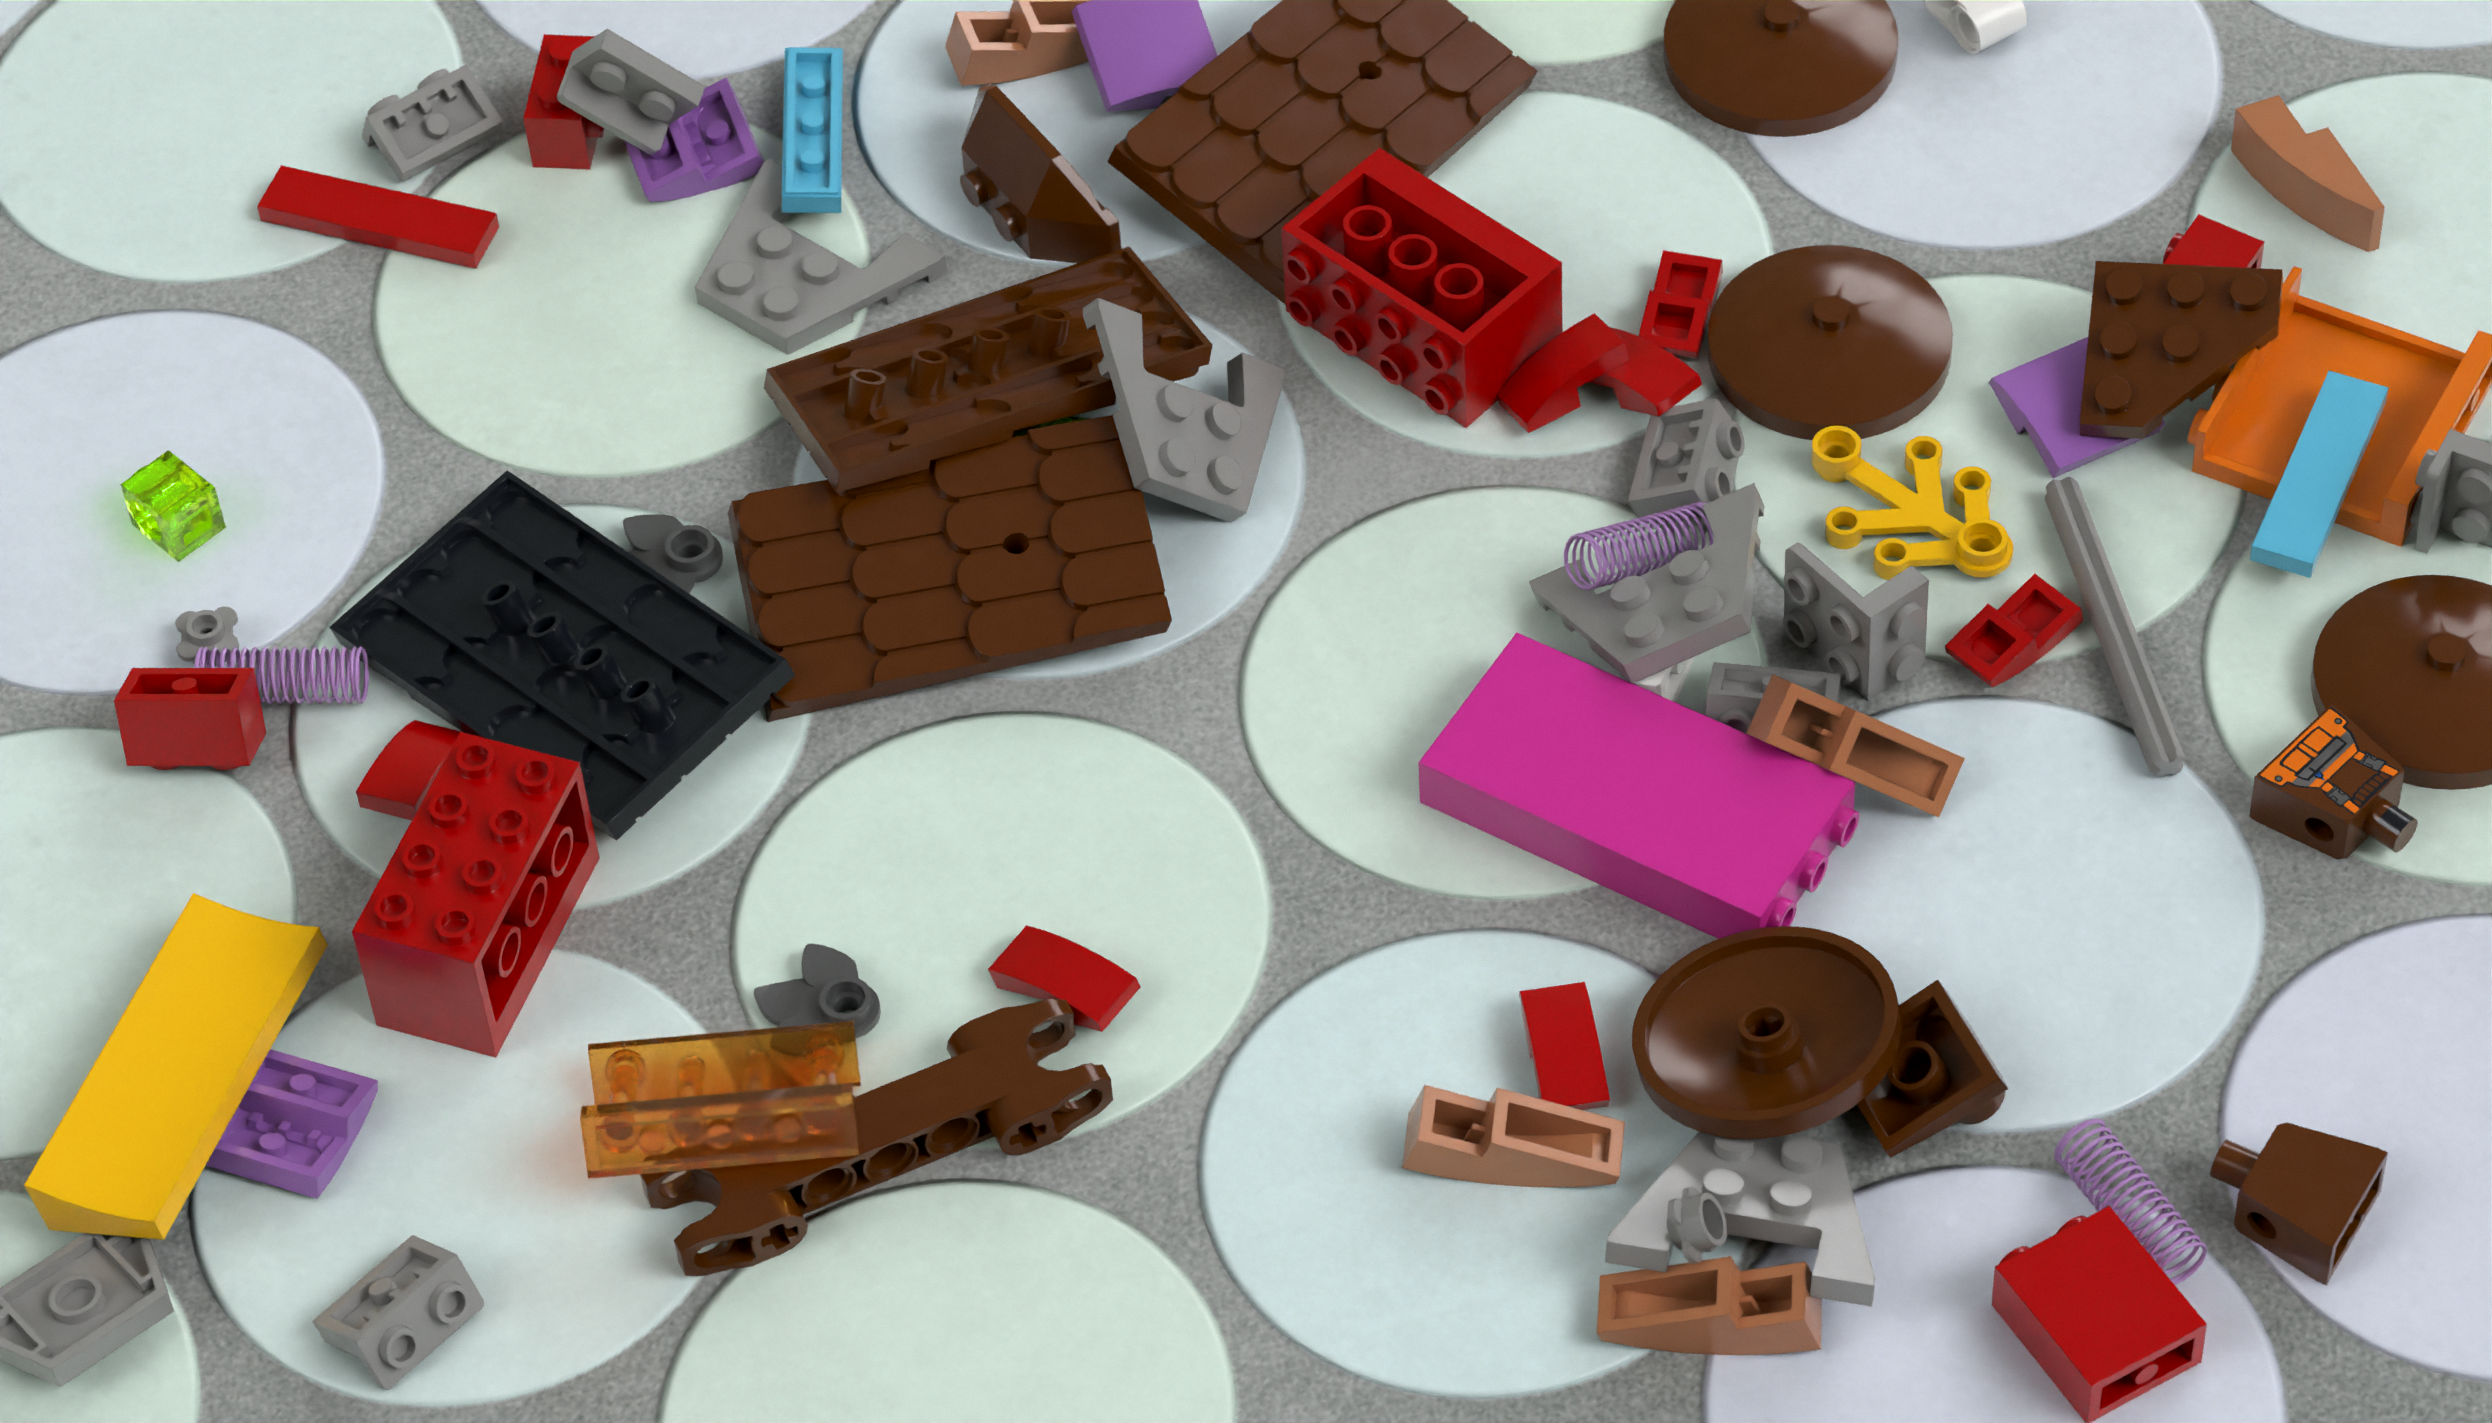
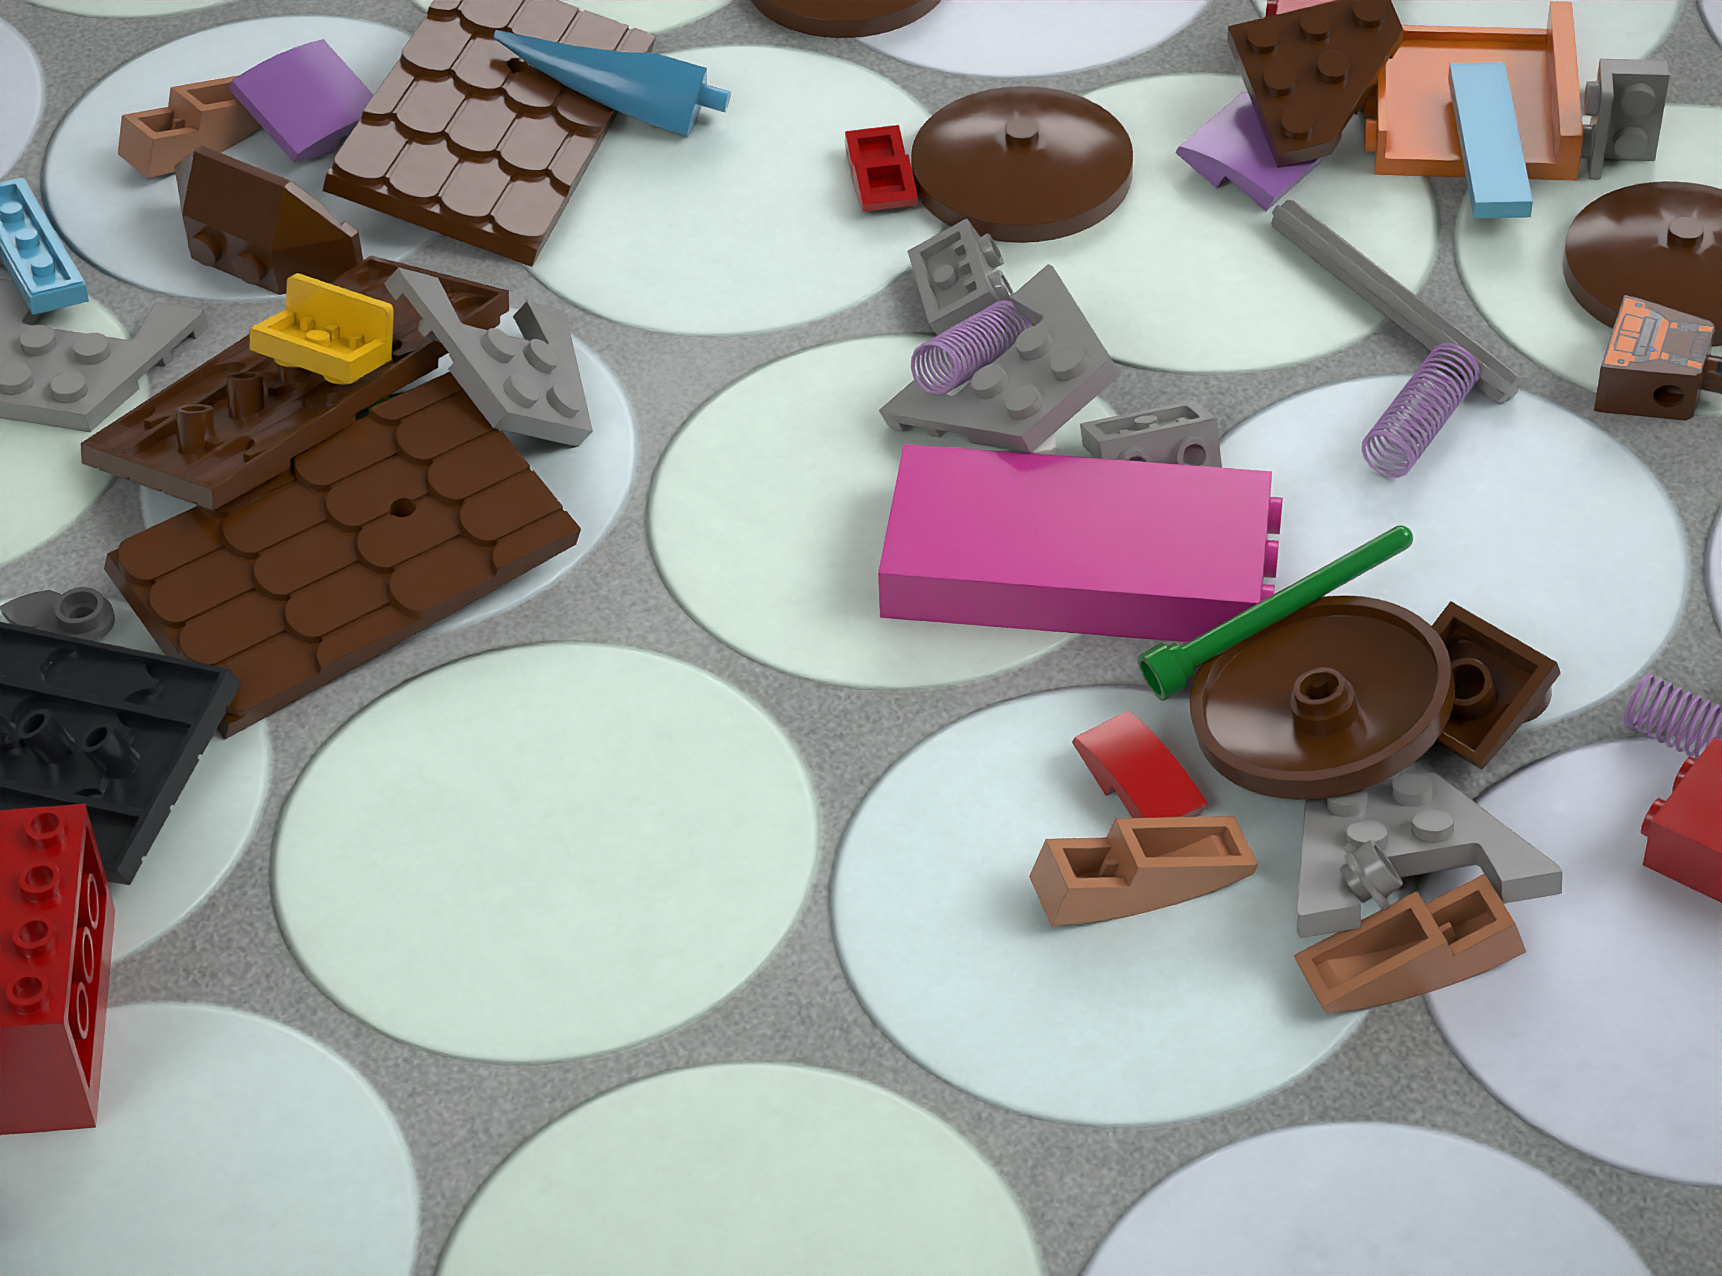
camera: 25 degrees left, 5 degrees down
(722, 1100) = (366, 1081): clear orange fence -> none
(822, 994) = (409, 967): dark grey plate -> none
(977, 1094) = (449, 1142): reddish brown piece -> none
(1012, 340) = (327, 331): none -> yellow bracket
(1058, 968) = (651, 863): red slope -> none
(1420, 285) = (660, 206): red brick -> none
(1477, 131) = (635, 83): none -> dark azure piece
(1549, 379) = (807, 250): red slope -> none
(1649, 951) = (1170, 666): none -> green piece
(1651, 379) = (882, 223): red slope -> none
(1855, 745) = (1251, 439): nougat slope -> none
(1862, 638) = (1186, 353): light grey bracket -> none
(1975, 547) = (1237, 271): yellow plant -> none
(2003, 785) = (1412, 384): none -> lavender piece
(2017, 634) = (1316, 327): red slope -> none

